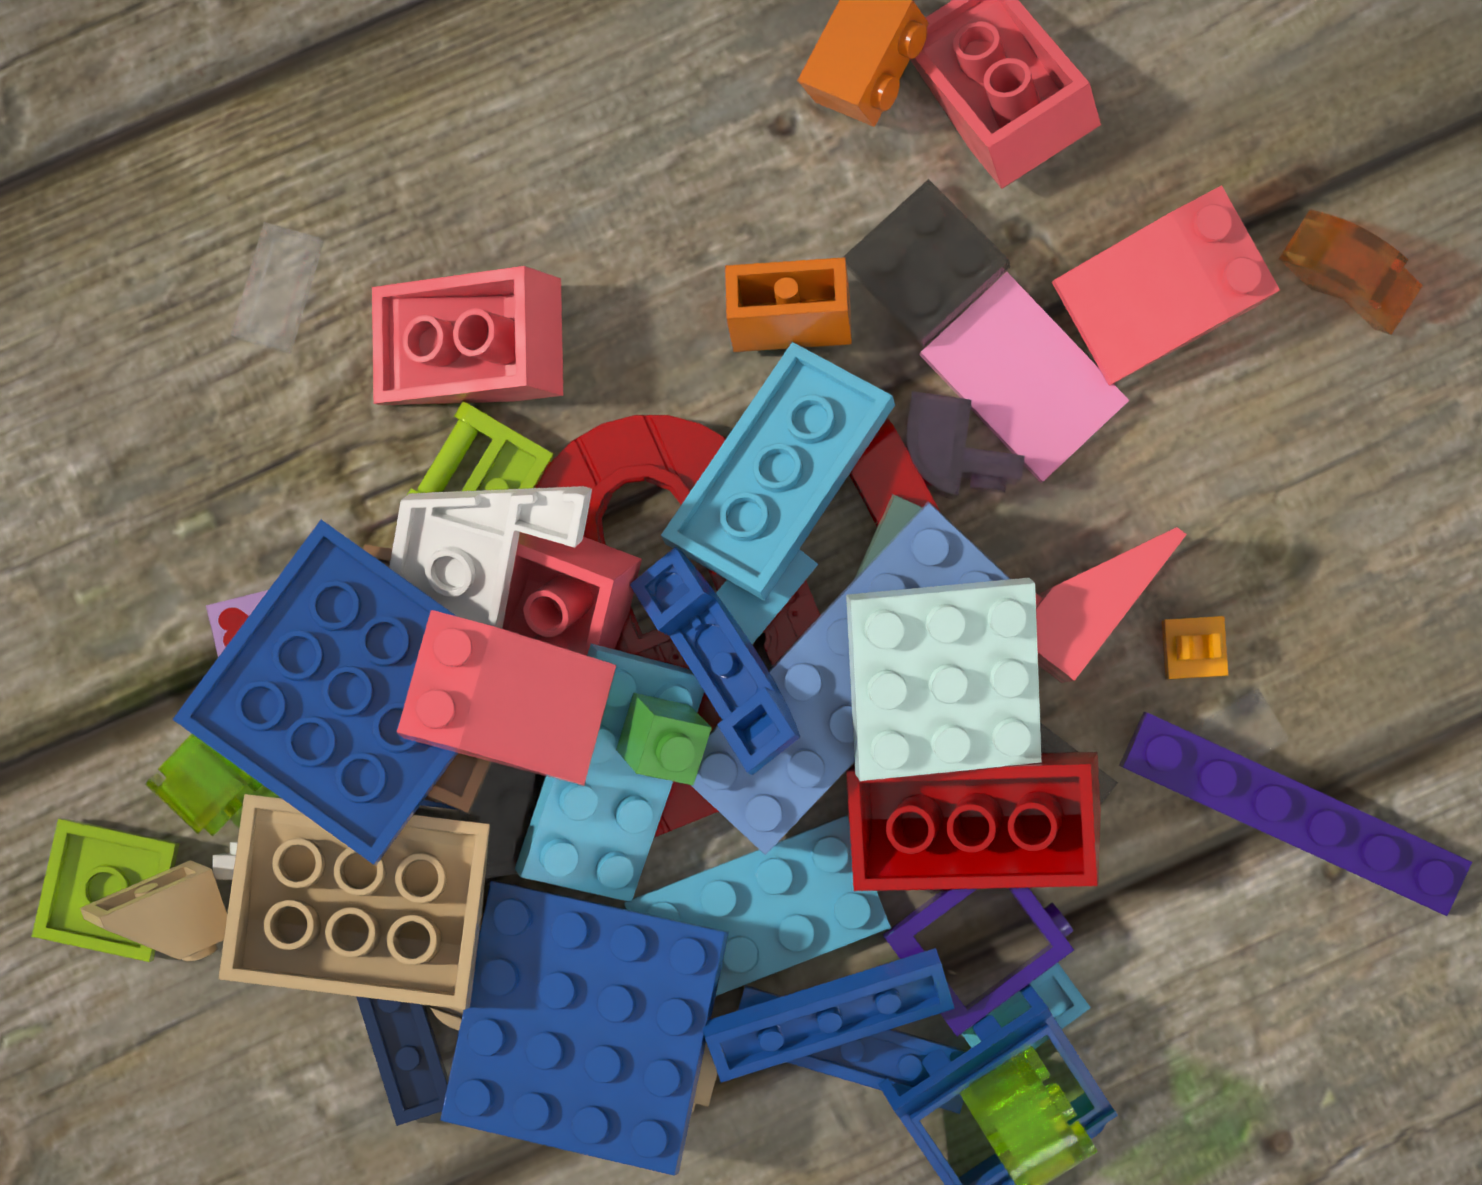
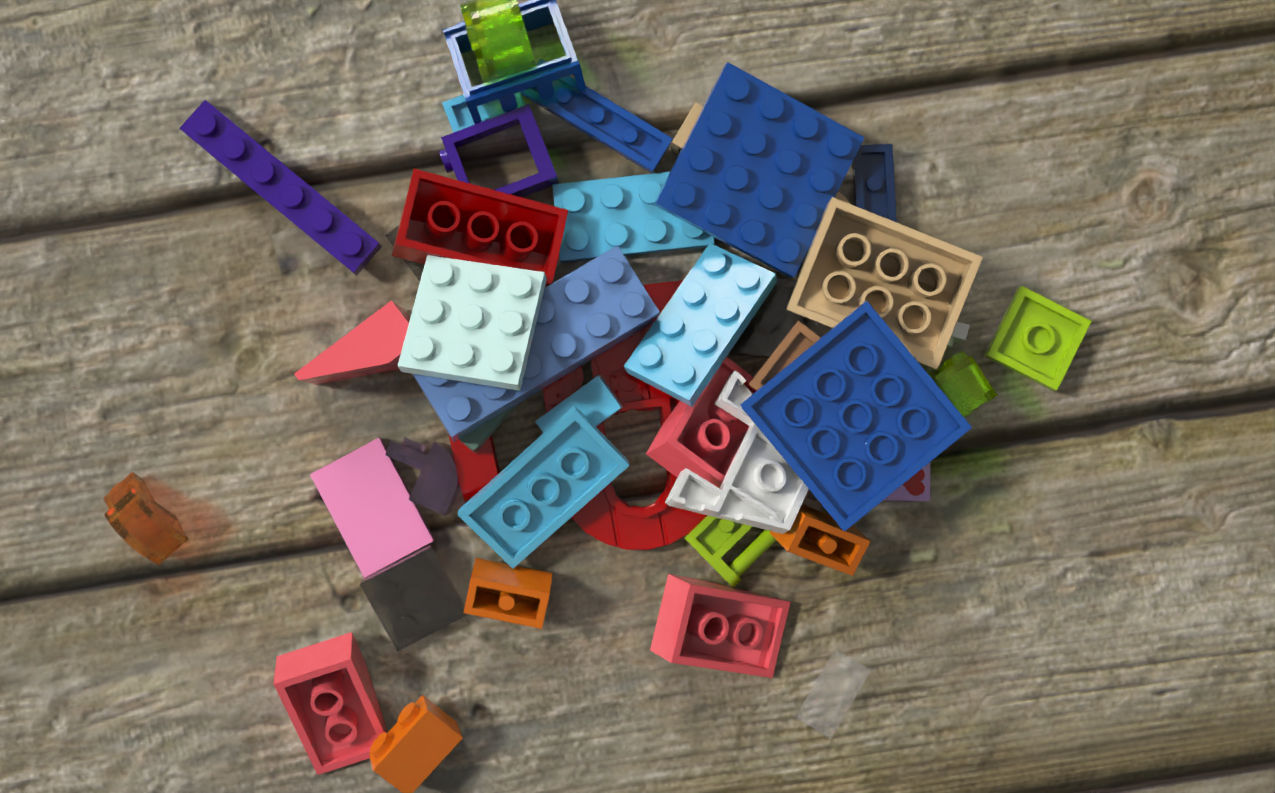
camera: 165 degrees left, 0 degrees up
(169, 912) = (1004, 311): tan slope -> none
(350, 499) = (823, 541): none -> orange brick
(506, 698) = (755, 382): coral slope -> none
(663, 739) = (662, 332): bright green brick -> none
(720, 658) = (611, 373): blue slope -> none
(828, 1015) = (604, 135): blue plate -> none
(1166, 285) = (264, 540): coral slope -> none
(1194, 647) = (313, 307): light orange tile -> none

